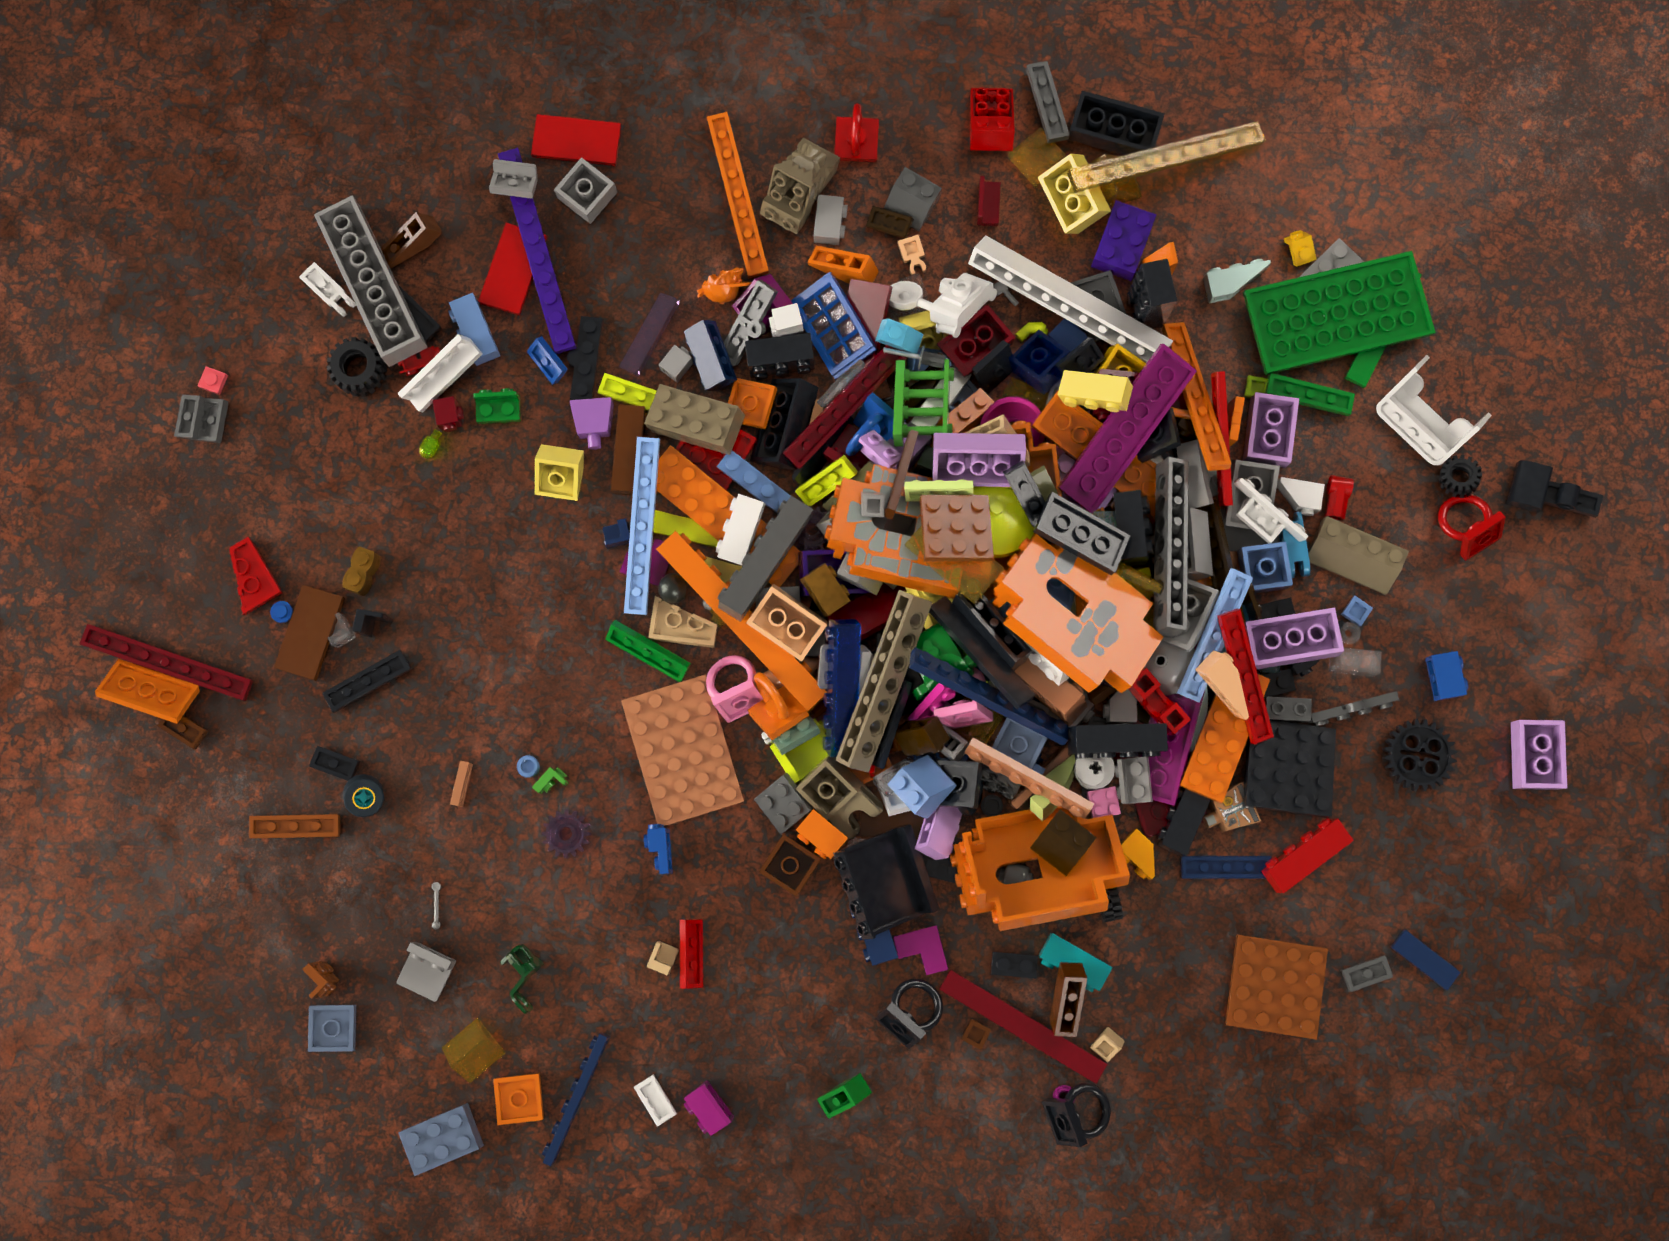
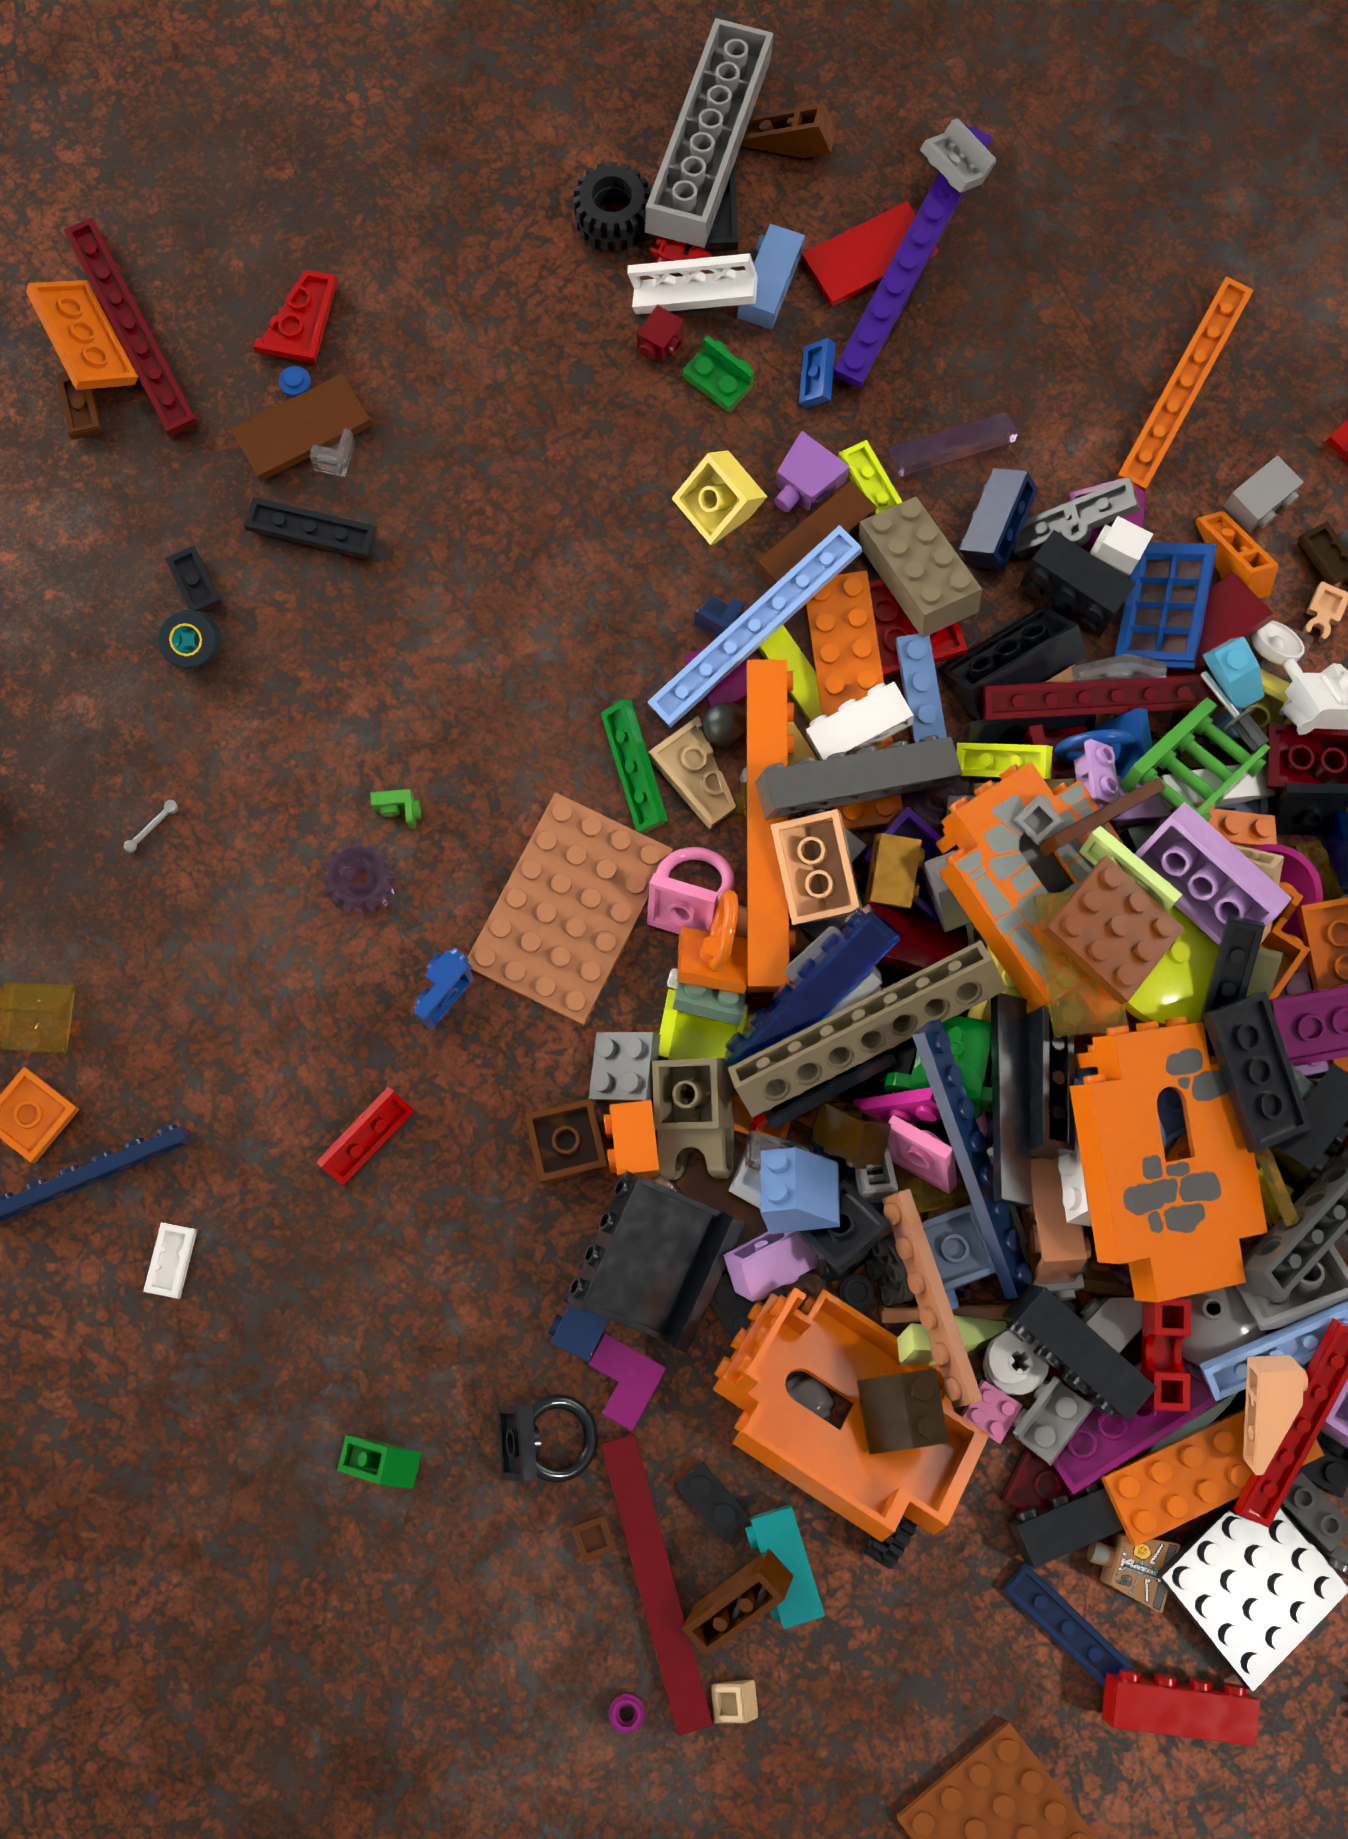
camera: 35 degrees right, 5 degrees down
(201, 418) = (405, 124): dark grey slope -> none
(212, 380) = (454, 98): coral plate -> none
(294, 826) = (90, 607): dark orange plate -> none
(326, 288) = (657, 105): white hinge -> none
(363, 566) = (411, 413): pearl gold brick -> none
(365, 621) = (369, 464): black panel -> none
(425, 971) = (71, 883): light grey bracket -> none
(430, 445) = (611, 351): clear neon green cylinder -> none
(461, 783) = (301, 722): nougat tile -> none
(528, 766) = (389, 771): medium blue tile -> none
(530, 966) = (180, 983): dark green piece -> none
(576, 138) = (1061, 185): red tile -> none
(585, 190) = (1023, 238): light grey brick -> none
(585, 358) = (861, 407): black hinge -> none
(663, 958) = (330, 1111): tan panel -> none
(676, 363) = (953, 496): light grey brick -> none
(708, 1108) = (217, 1326): magenta slope -> none
(723, 287) = (1081, 460): orange hair -> none
(754, 400) = (1002, 609): orange plate -> none
(797, 185) = (1262, 422): dark tan brick -> none
(1066, 1121) = (601, 1747): black tile -> none
(1140, 853) = (979, 1513): light orange slope -> none

